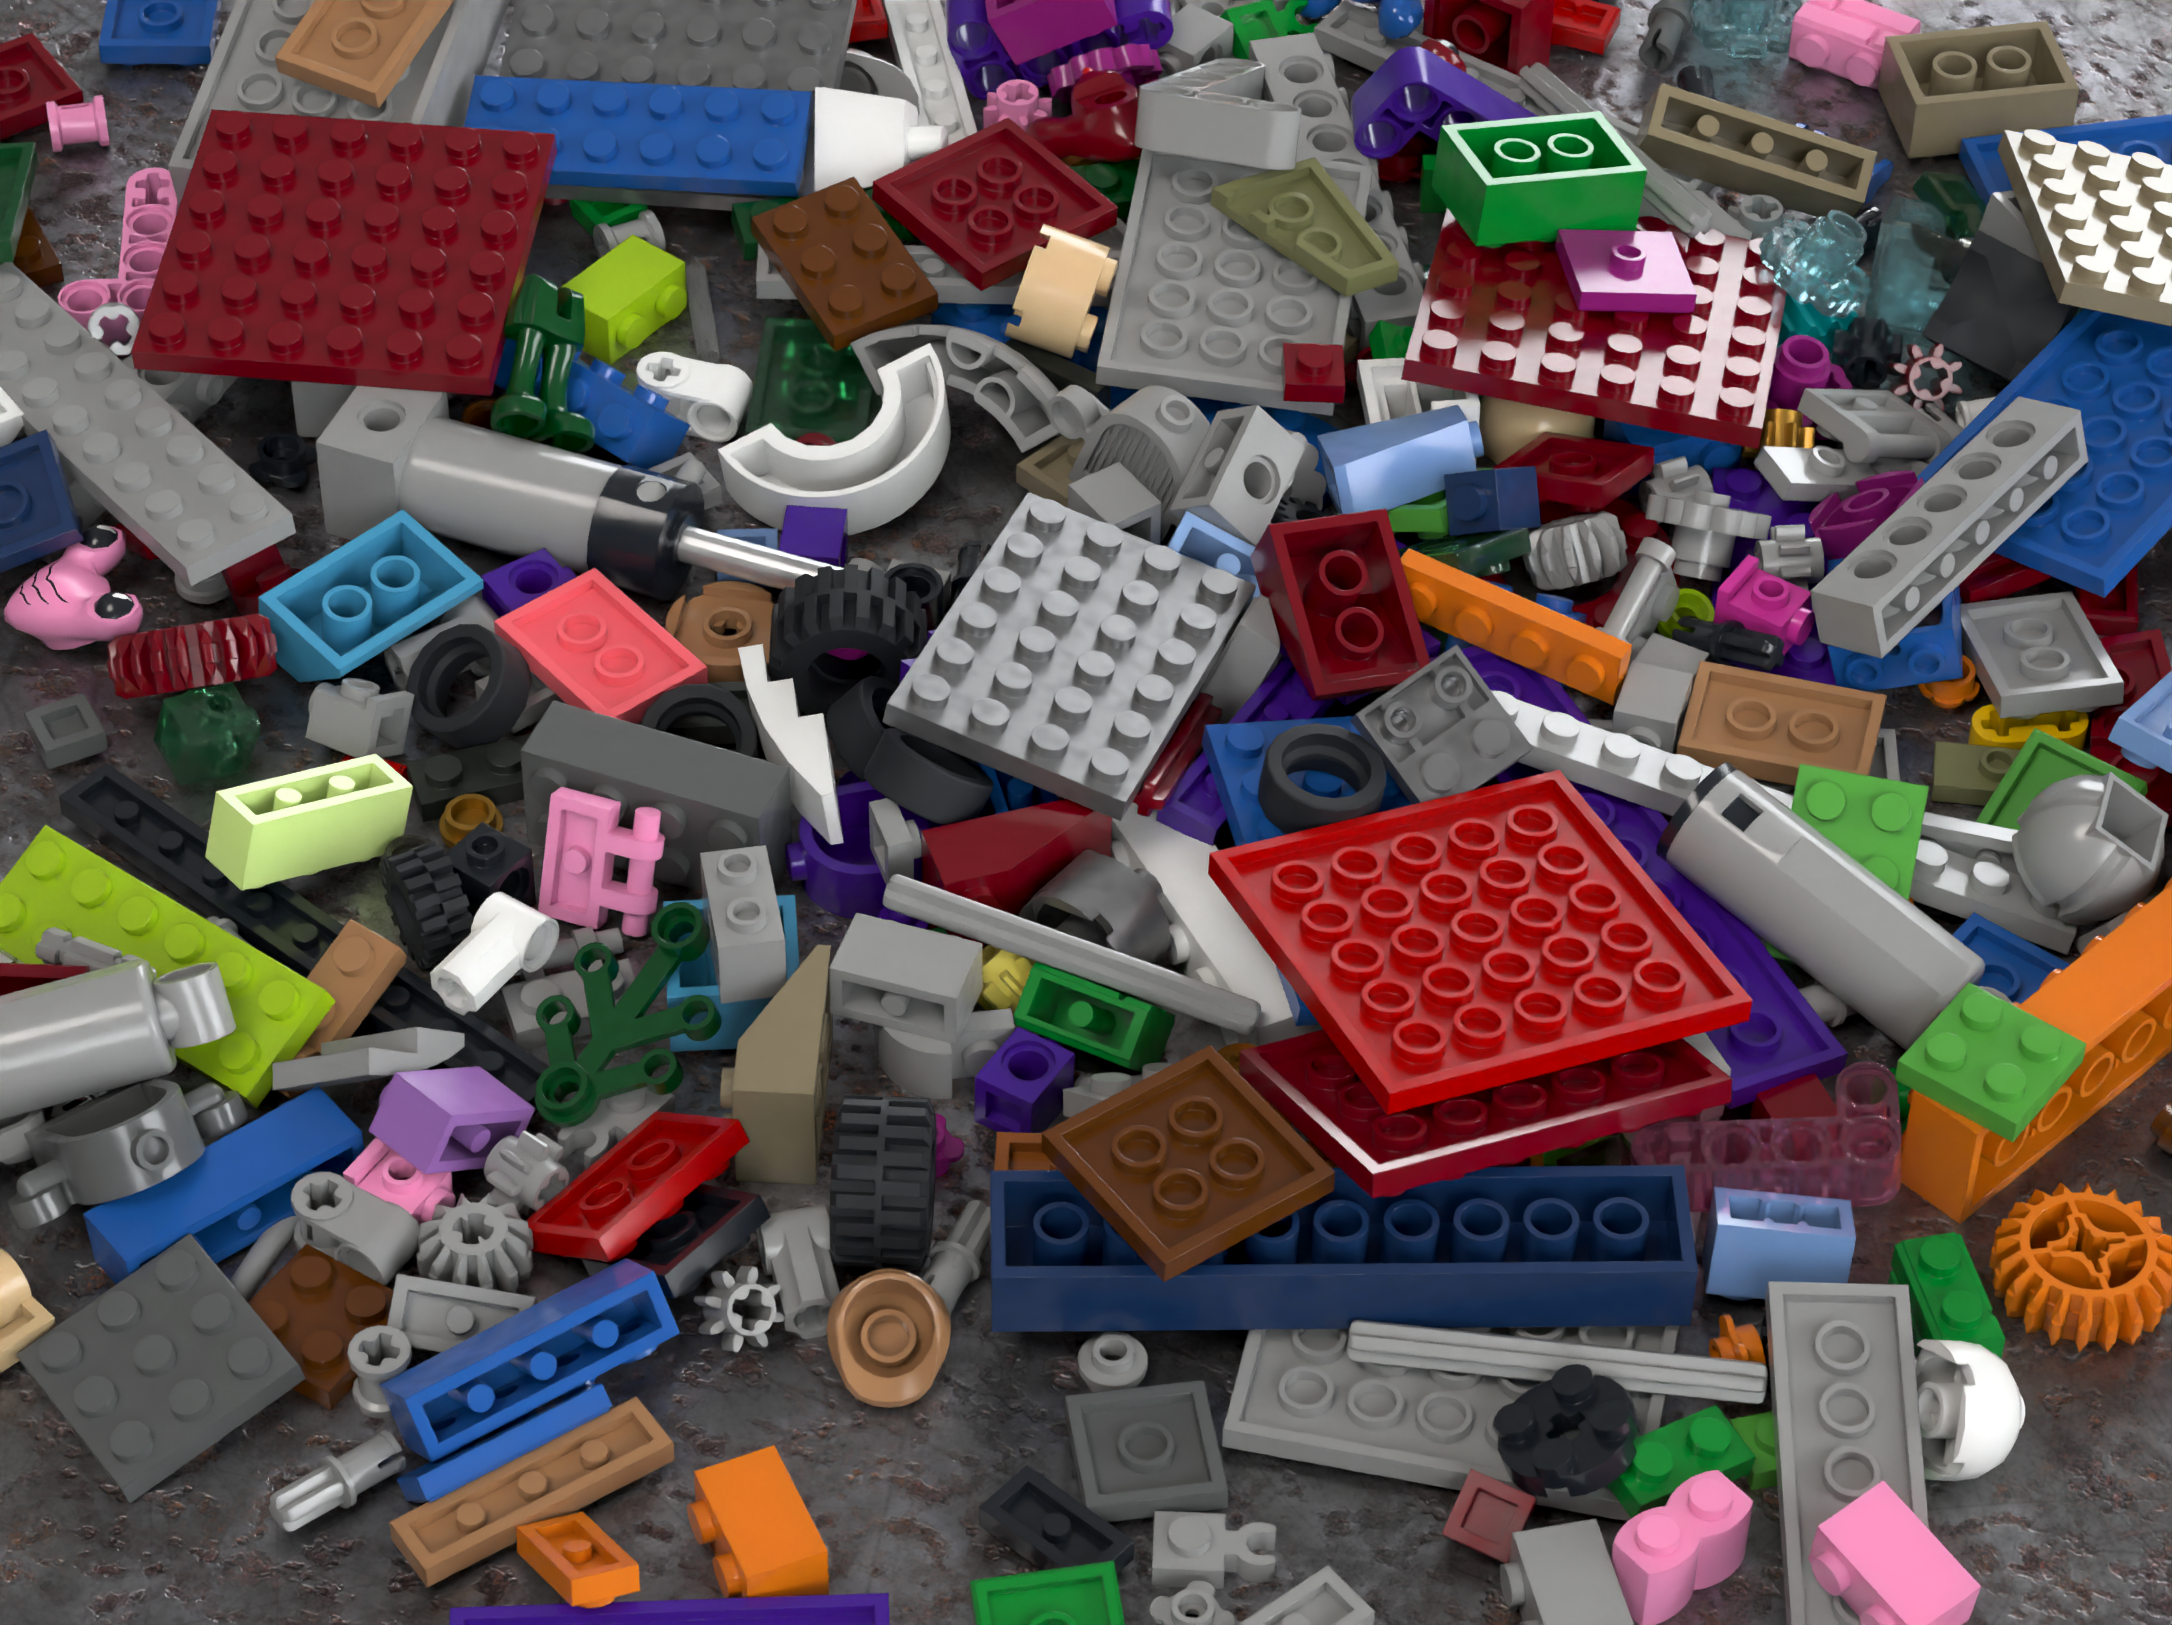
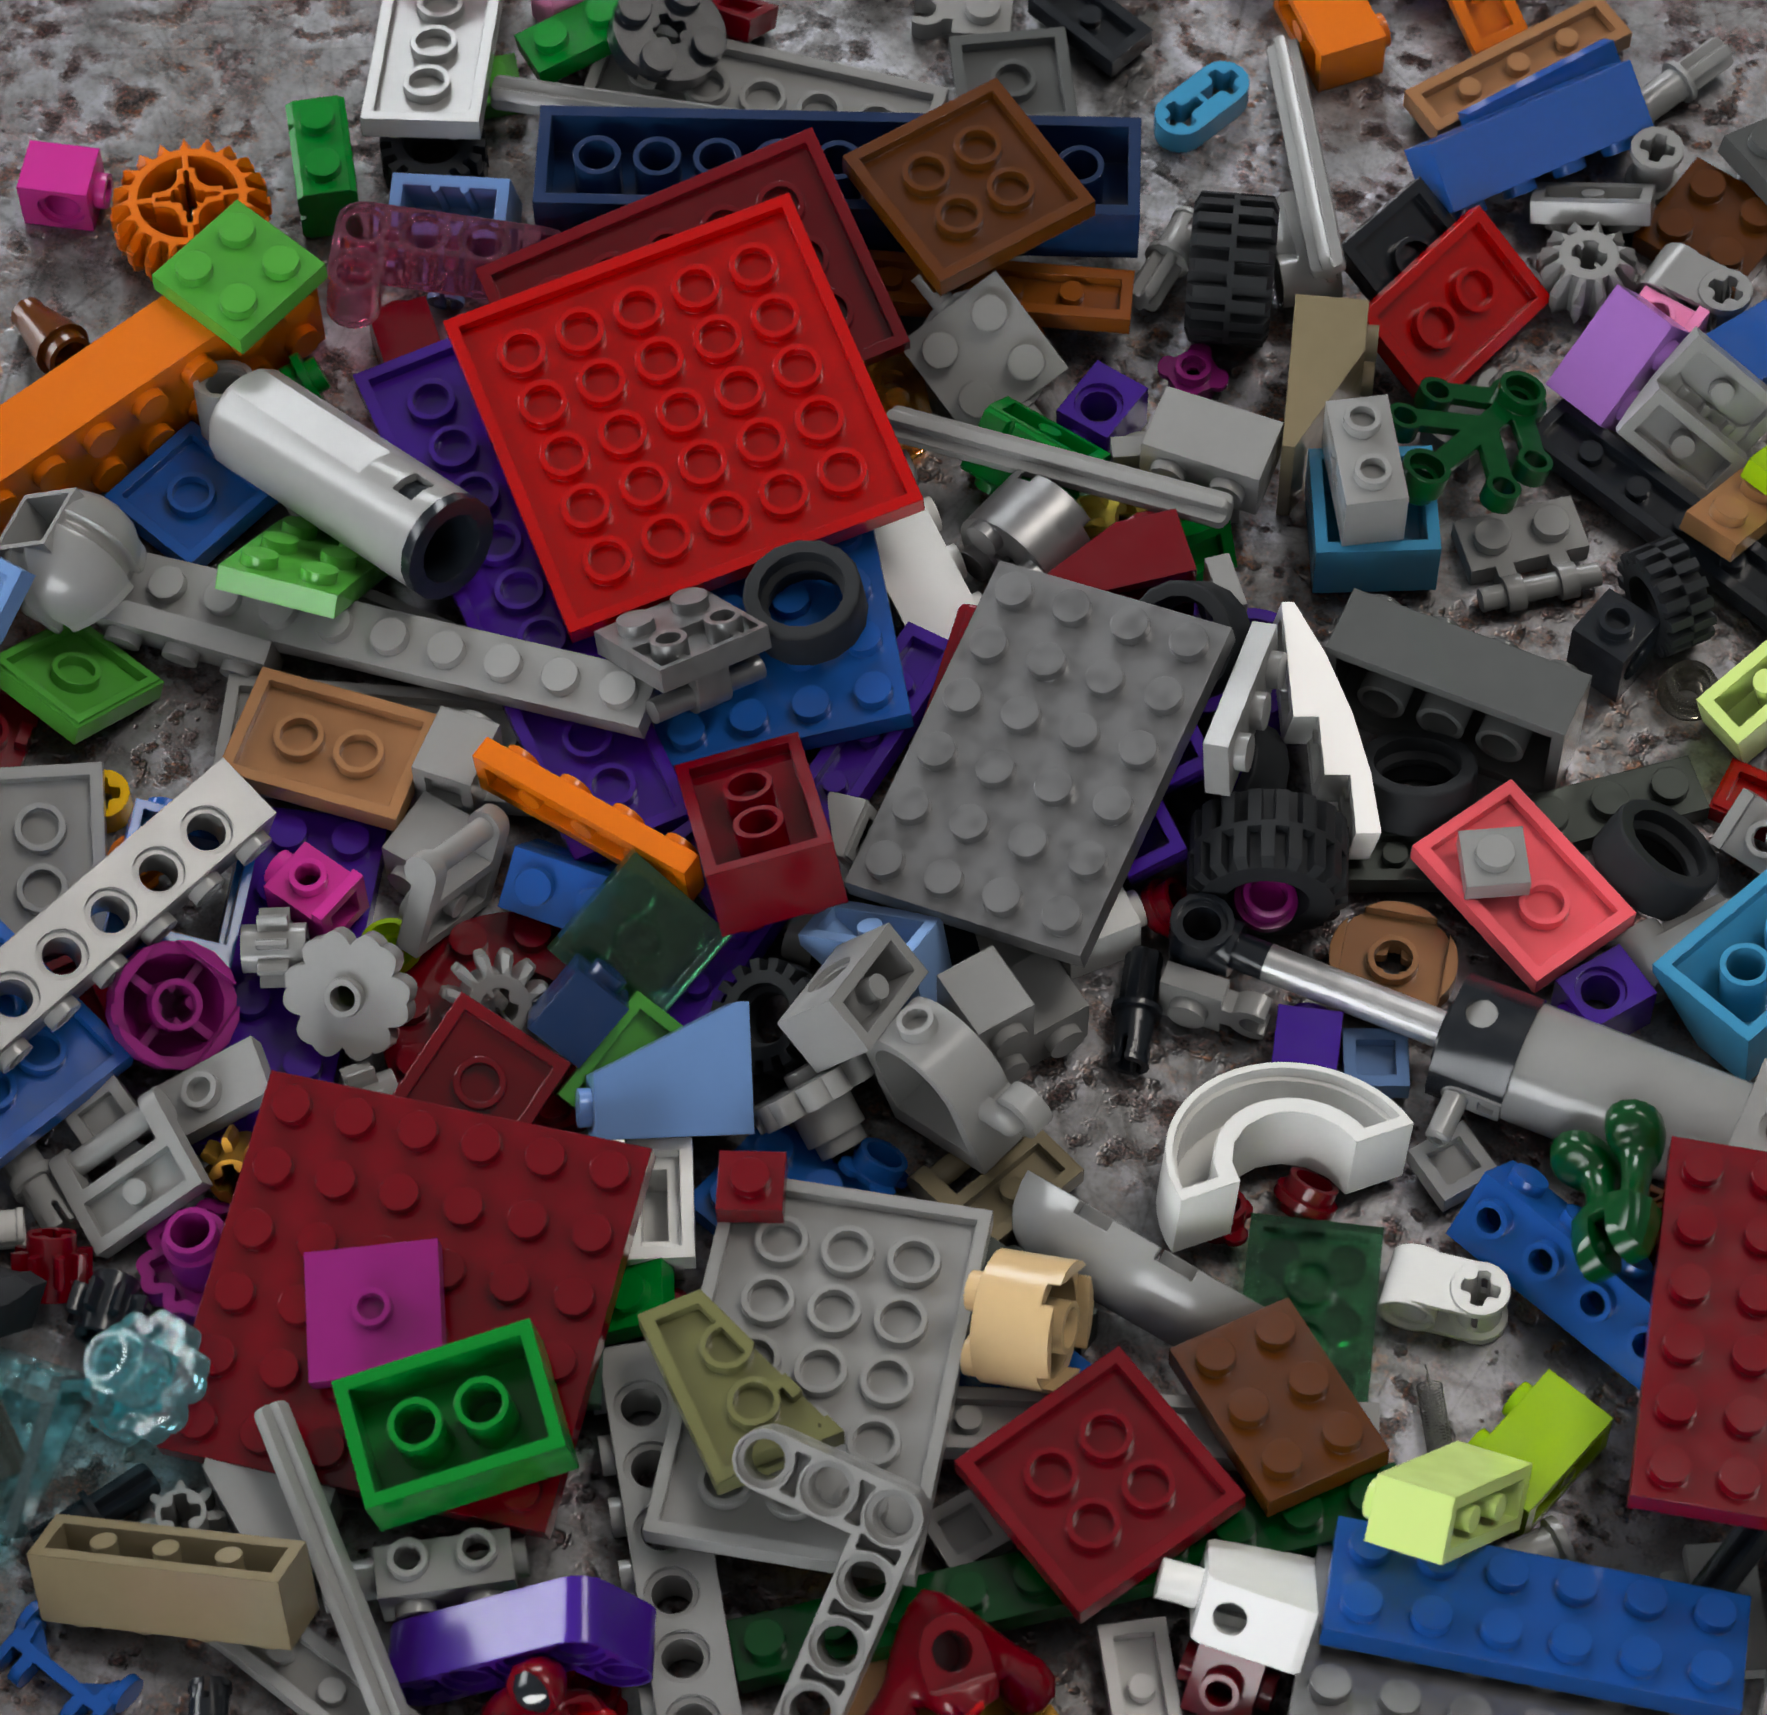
camera: 175 degrees left, 15 degrees up
(465, 814) = (1636, 737): pearl gold plate -> none
(501, 941) = (1591, 537): white piece -> none
(526, 1171) = (1545, 335): light grey gear -> none
(581, 856) = (1505, 622): bright pink plate -> none
(629, 640) = (1493, 862): none -> light grey plate
(705, 172) = (1446, 1502): none -> yellowish green brick
(759, 1308) = (1356, 198): light grey gear -> none
(796, 1331) = (1306, 159): none -> light grey axle
(871, 687) = (1243, 708): none -> light grey plate
(888, 1337) = (1225, 169): medium nougat hat -> none
(911, 1439) = (1207, 112): none -> dark azure beam
(1732, 643) = (353, 851): black axle -> none
(1736, 1342) = (508, 145): orange plate -> none
(1965, 1409) = (329, 61): white cylinder -> none
(1968, 772) = (141, 752): olive plate -> none

